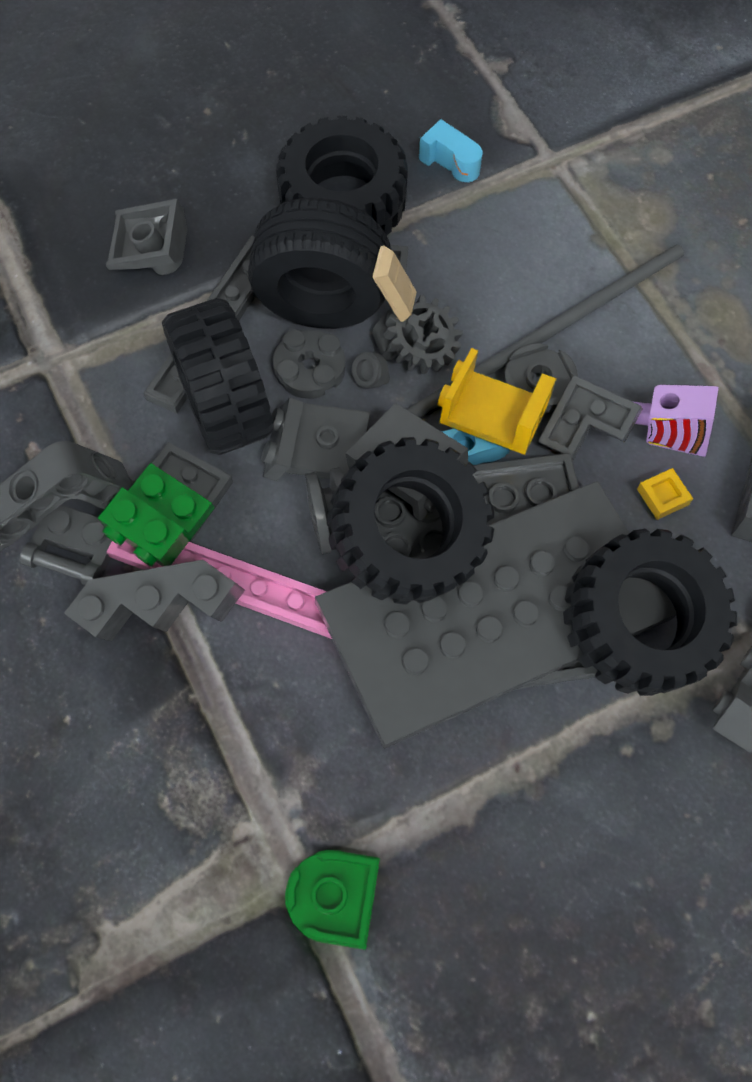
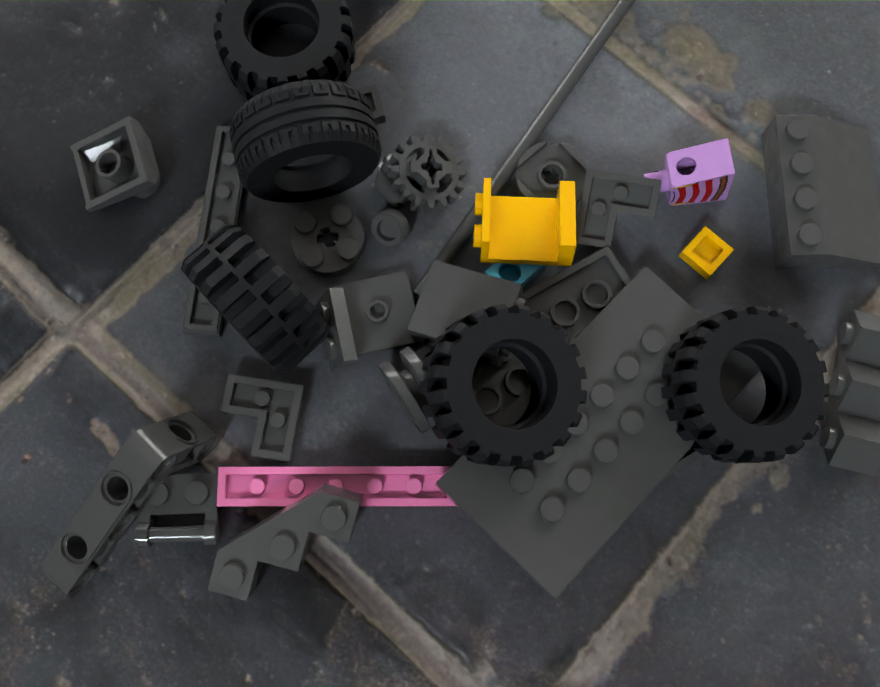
camera: 20 degrees left, 10 degrees up
(155, 516) = (250, 457): green plate -> none
(394, 283) = (388, 140): tan tile -> none

